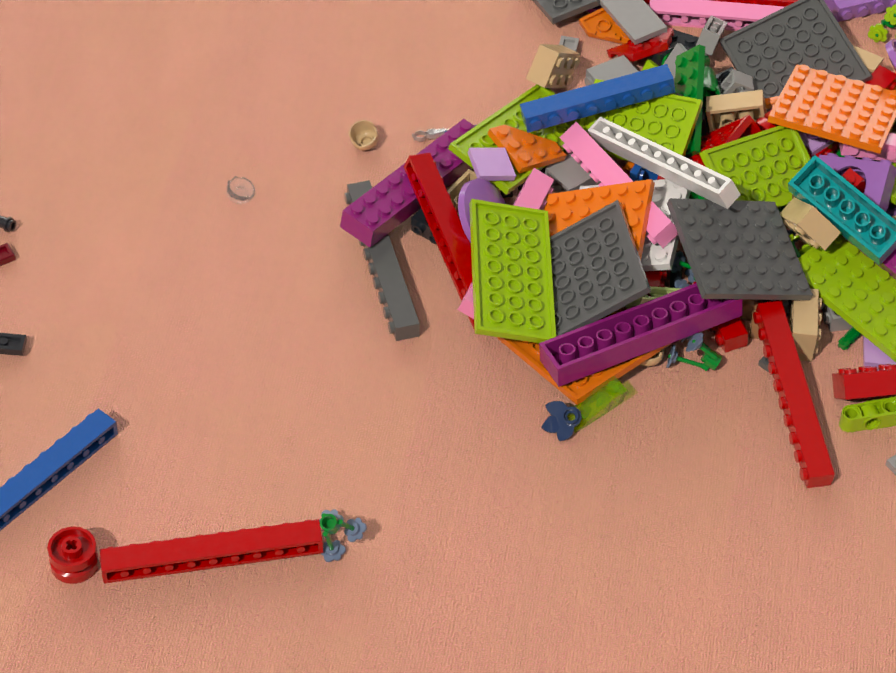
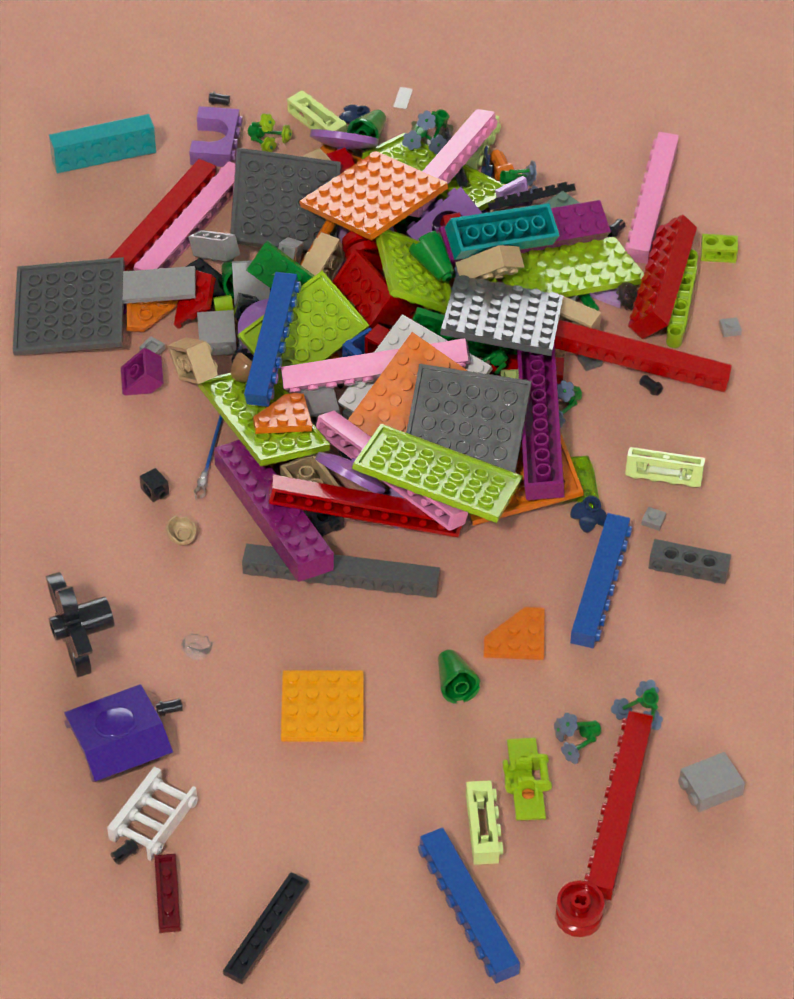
camera: 65 degrees left, 0 degrees up
(48, 210) = (142, 797): none -> white fence
(114, 168) = (118, 732): none -> dark purple panel
(142, 453) = (489, 849): none -> yellowish green brick
(164, 193) = (169, 707): none -> black pin
(200, 91) = (76, 621): none -> black plant
(208, 469) = (519, 779): none -> lime piece
(223, 300) = (322, 706): none -> light orange plate
(274, 618) = (711, 782): none -> light grey brick
(289, 500) = (566, 726): none -> sand blue plant
(297, 378) = (457, 678): none -> green cone
(380, 416) = (518, 636): none -> orange plate
(407, 101) = (154, 485): none -> black brick
(482, 454) = (600, 581): none -> blue brick
(491, 164) = (298, 442): lavender tile -> none
(525, 51) = (142, 373): none -> magenta slope
(551, 534) = (689, 561): none -> dark grey brick
(591, 477) = (653, 518): none -> light grey plate
(657, 460) = (665, 467): none -> yellowish green brick
(664, 162) = (384, 321): white brick -> none
(767, 424) = (654, 387): none -> black pin
(784, 168) = (433, 256): none -> green cone
(879, 353) = (631, 291): none -> clear smoke gear

